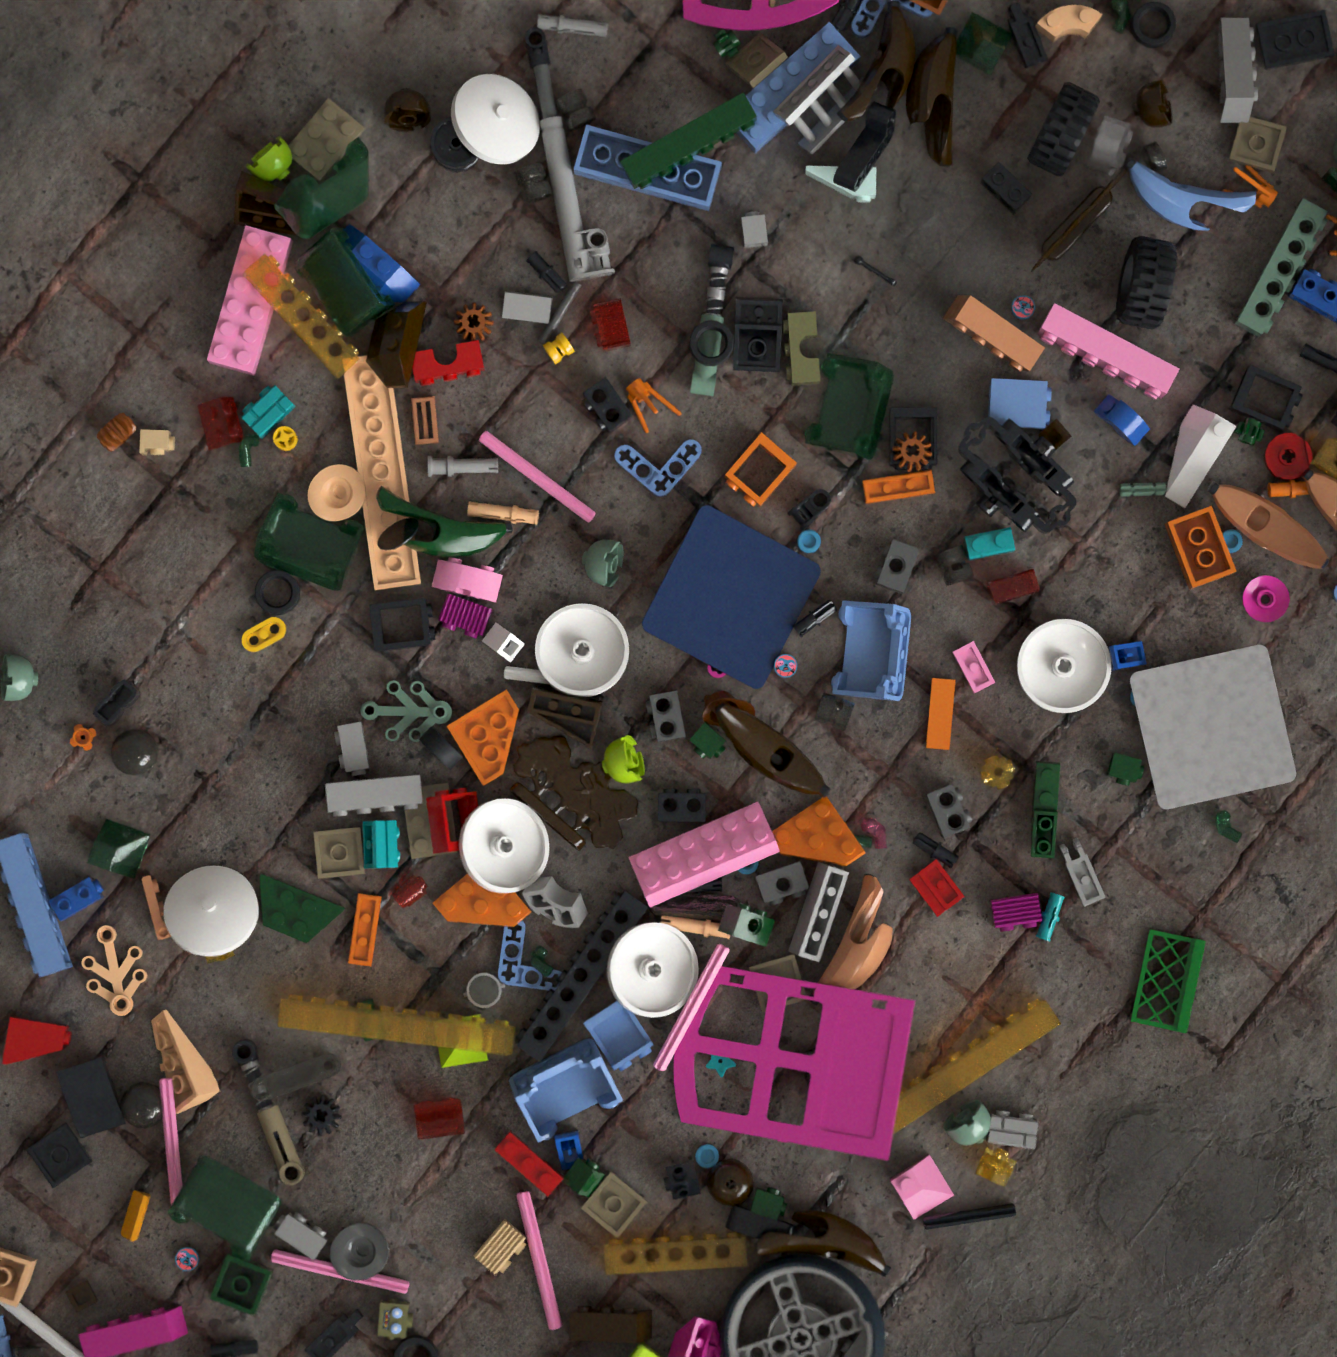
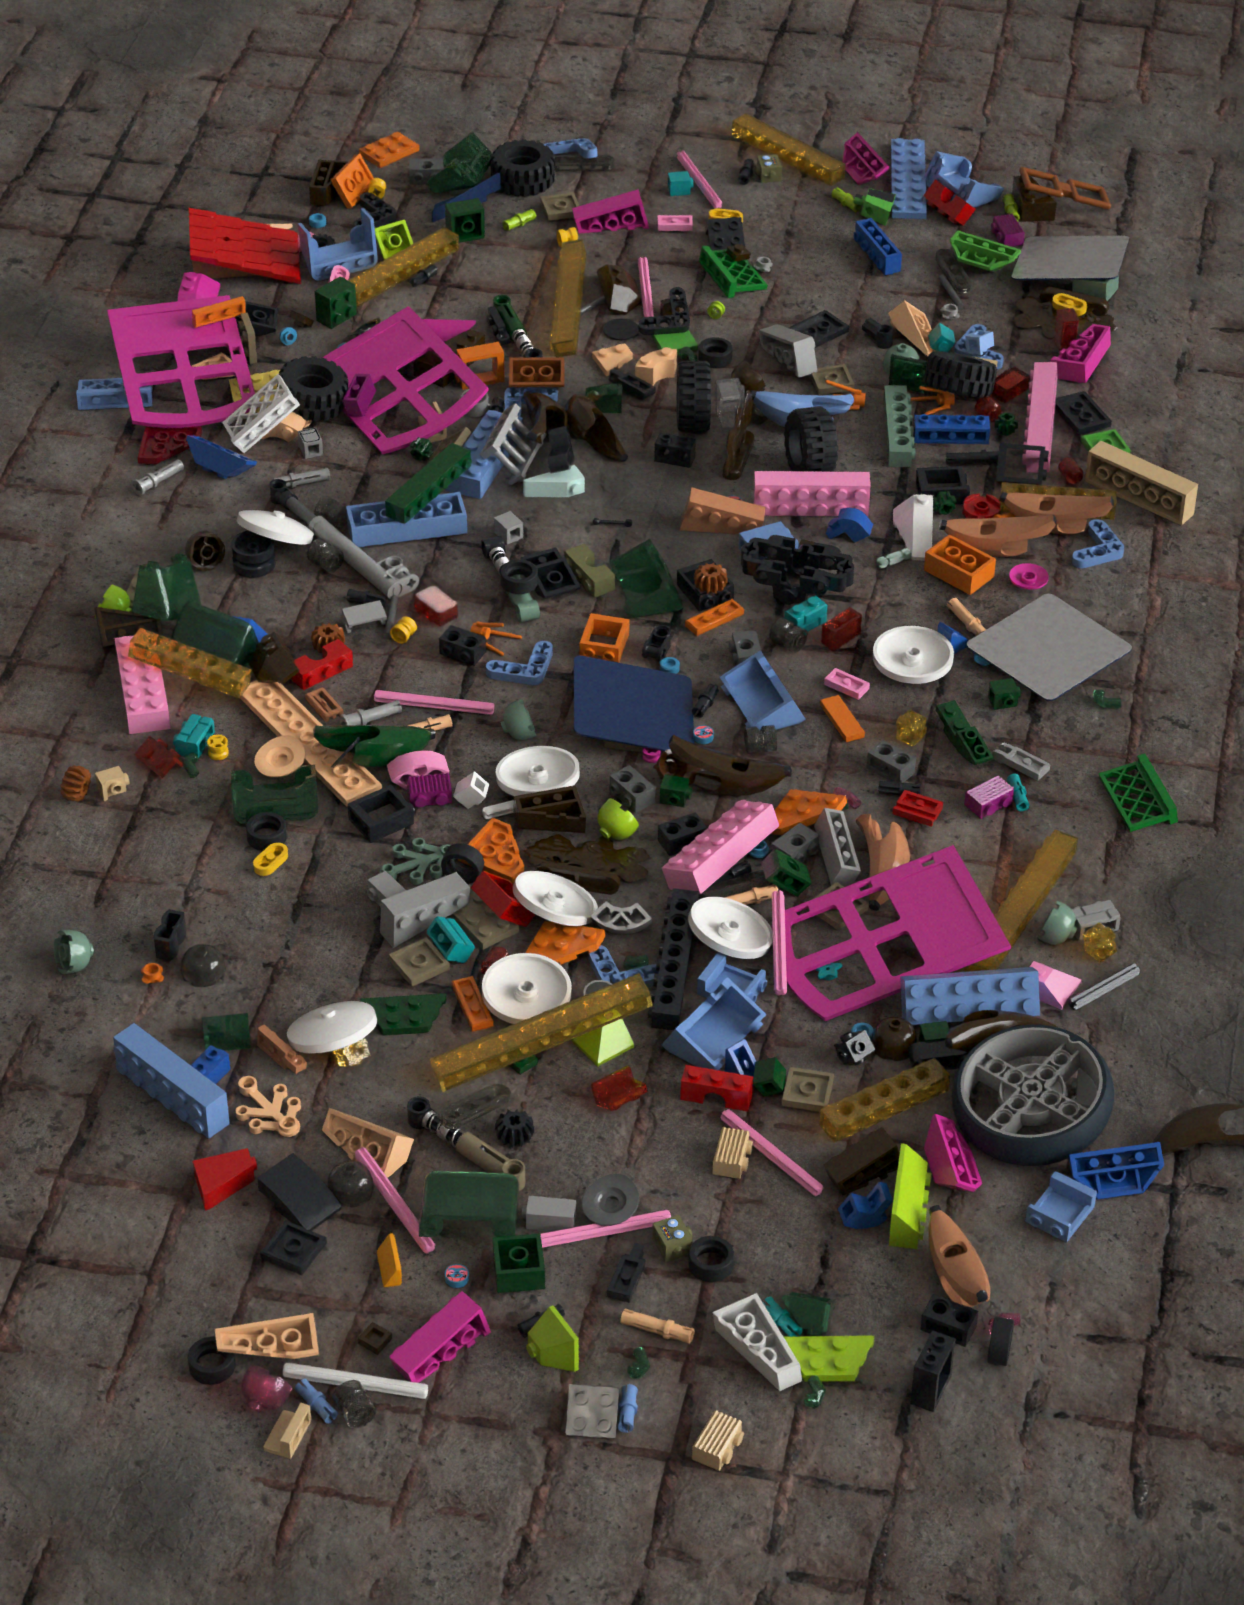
camera: 25 degrees left, 45 degrees down
(417, 950) = (524, 986): none -> white dish
(824, 1181) = (958, 994): none -> medium blue brick
(1160, 630) = (972, 624): none -> light nougat pin

